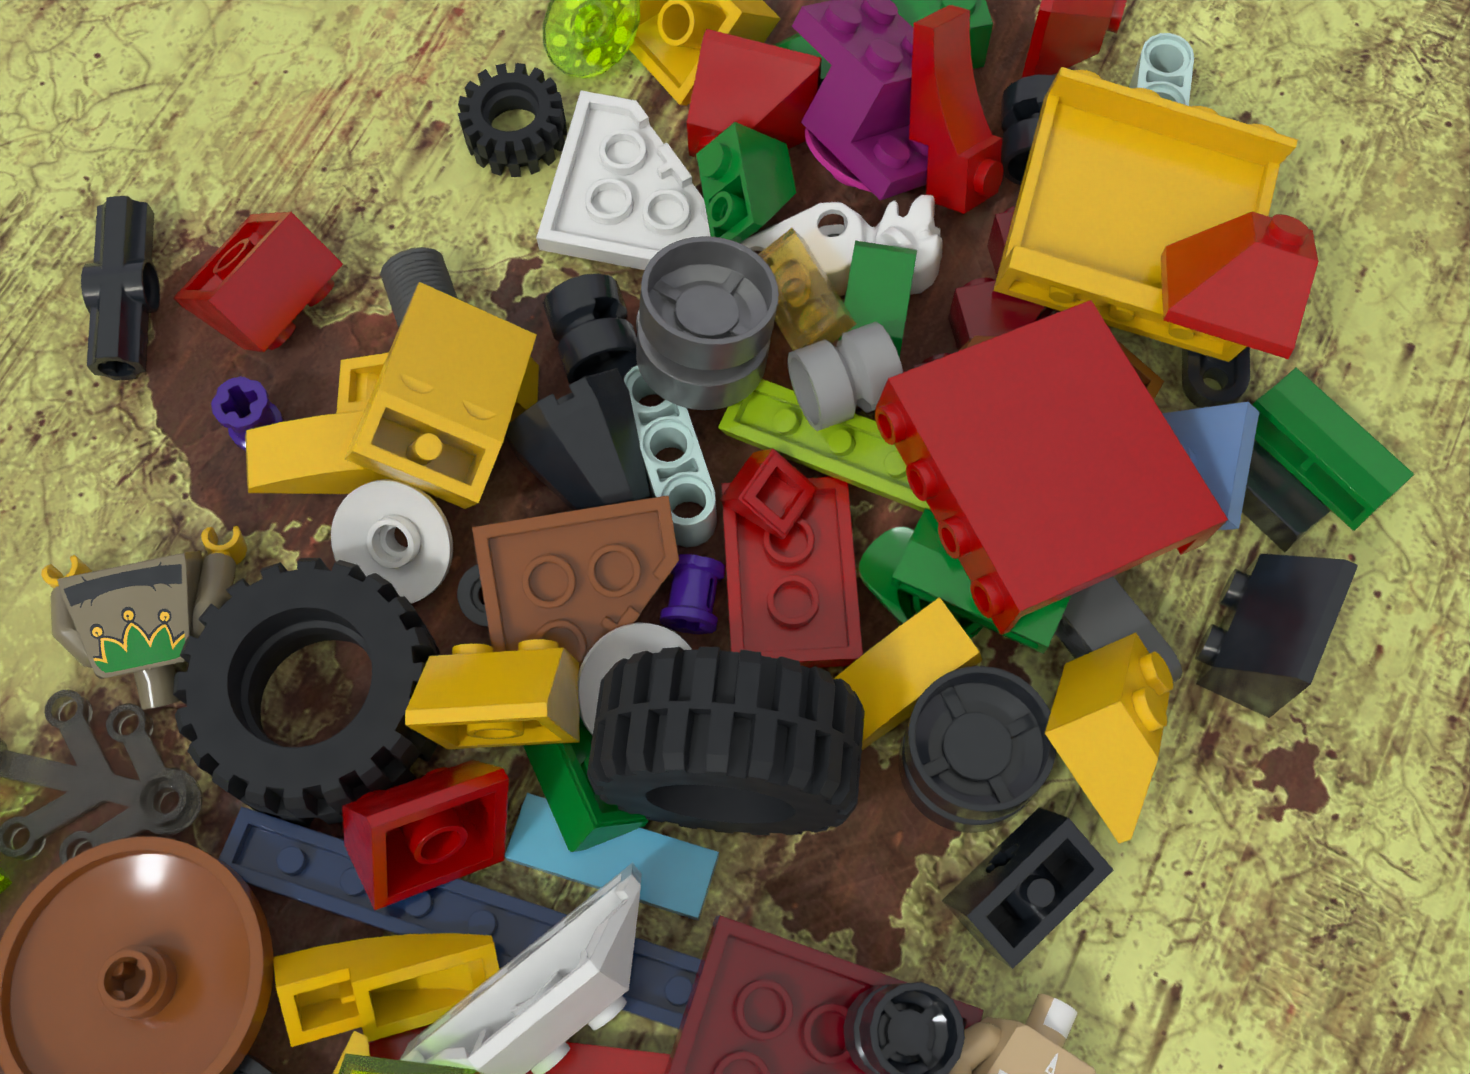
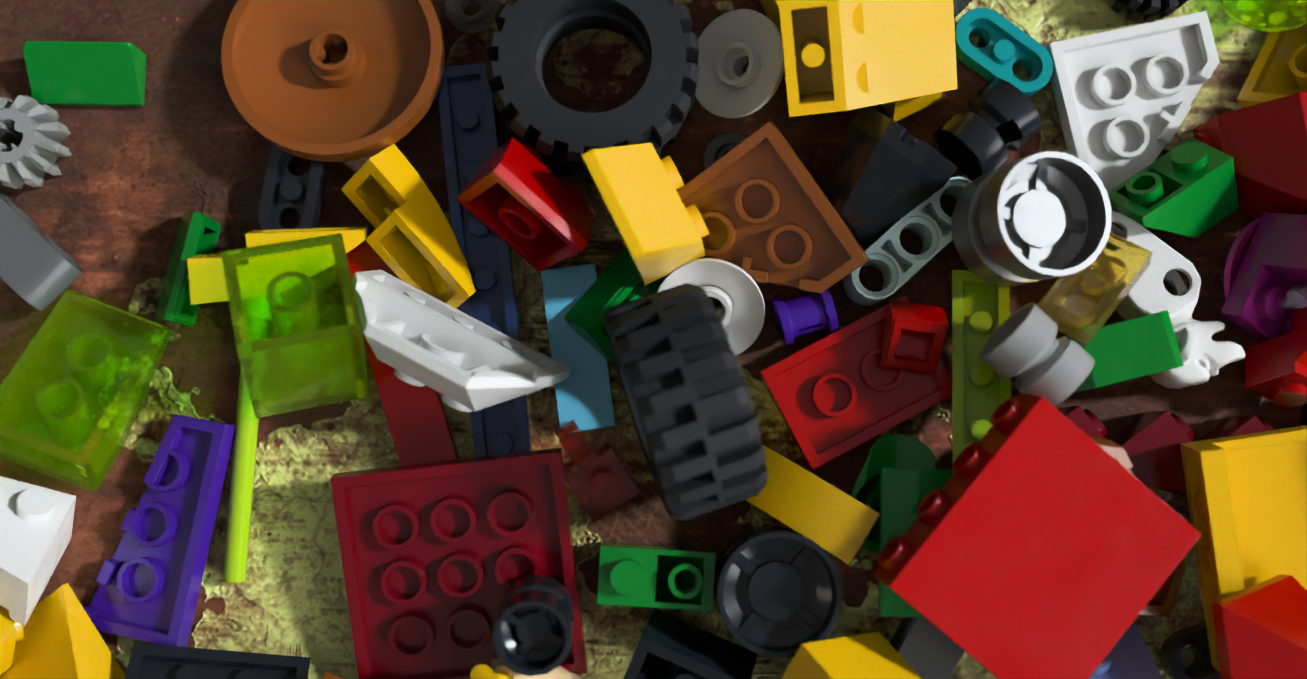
camera: 60 degrees right, 15 degrees up
(519, 281) = (1003, 48): none -> teal plate
(764, 896) = (597, 475): none -> clear red plate
(906, 878) = (655, 576): none -> green slope

